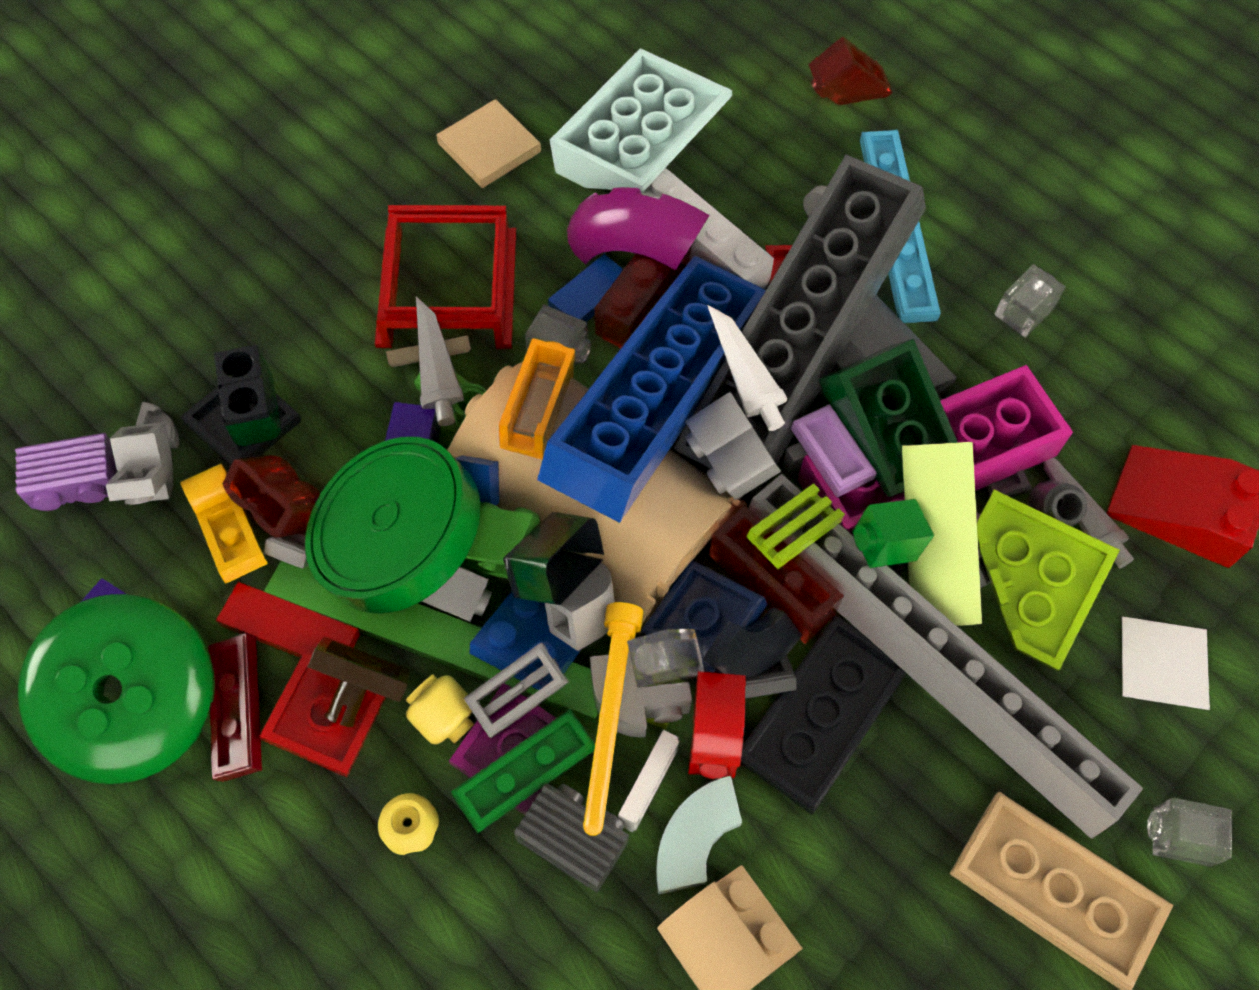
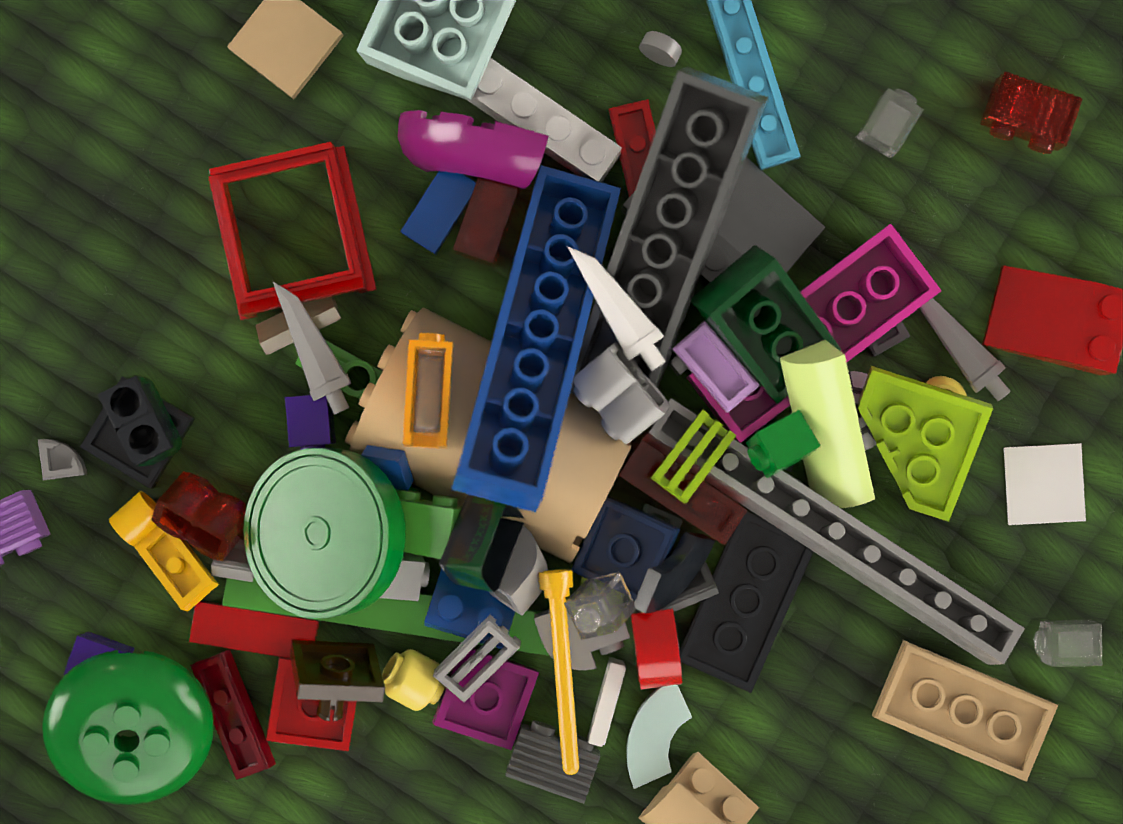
camera: 10 degrees left, 25 degrees up
(142, 464) = (67, 511): light grey brick -> none
(416, 836) = (419, 766): light yellow plate -> none
(523, 771) = (499, 718): green tile -> none
(560, 328) = (423, 280): clear brick -> none
(1059, 501) = (934, 359): dark grey brick -> none
(1168, 317) = (1030, 113): none -> clear red brick

